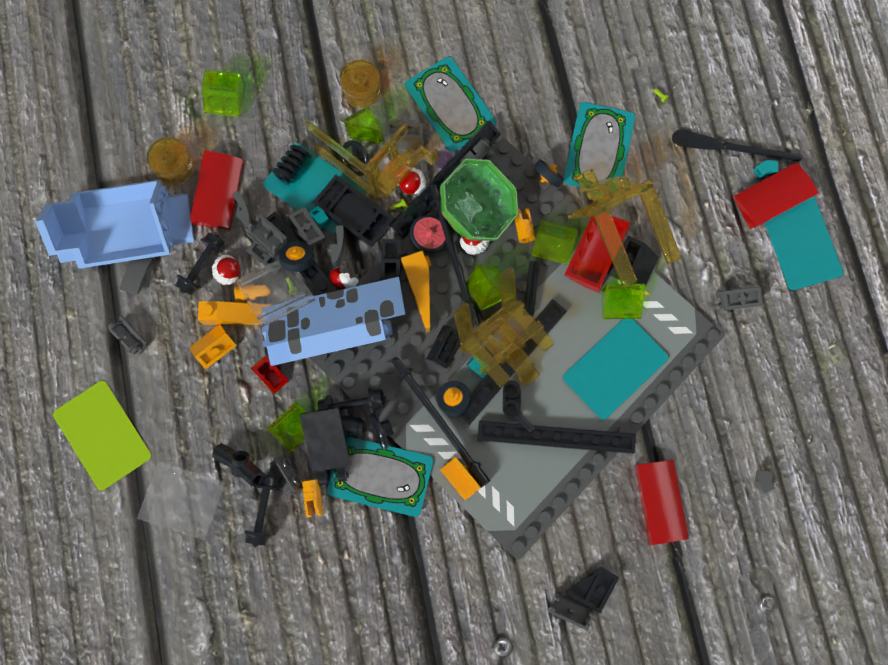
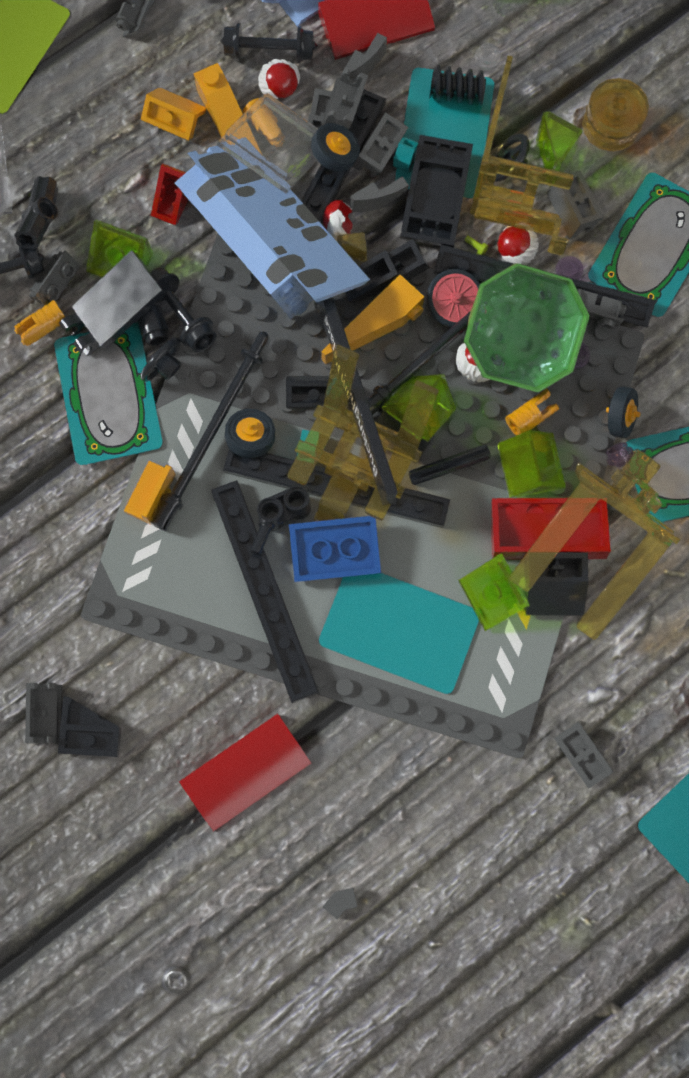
camera: 65 degrees right, 0 degrees up
(365, 276) = (354, 245): none -> clear yellow slope
(478, 321) = (360, 408): none -> black tile
(552, 381) = (334, 548): none -> blue plate
(571, 188) = (619, 454): none -> clear purple plate

